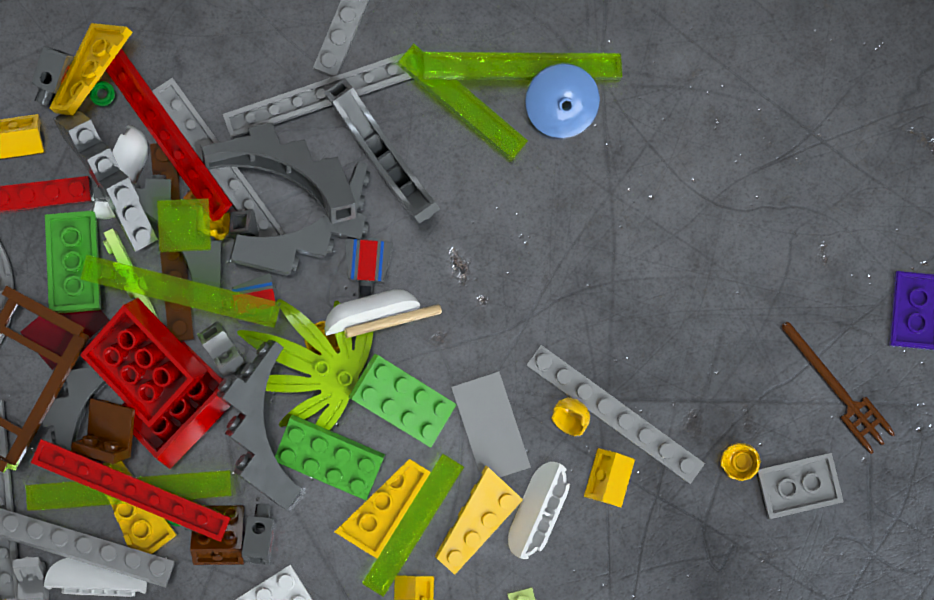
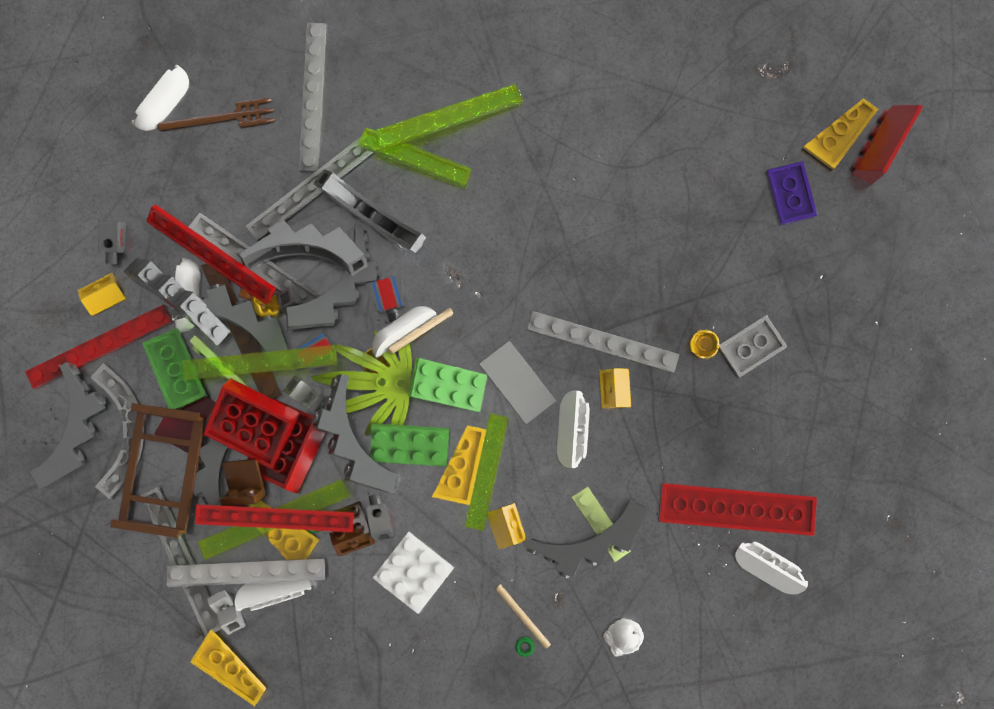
camera: 20 degrees left, 0 degrees up
(90, 62) = (135, 225): yellow wing -> none
(99, 86) = (147, 239): green plate -> none
(184, 225) = (245, 314): clear neon green plate -> none
(484, 512) = (531, 453): yellow wing -> none
(551, 89) = (474, 130): medium blue dish -> none
(571, 416) = (572, 354): yellow hair -> none
(853, 407) = (770, 277): reddish brown piece -> none

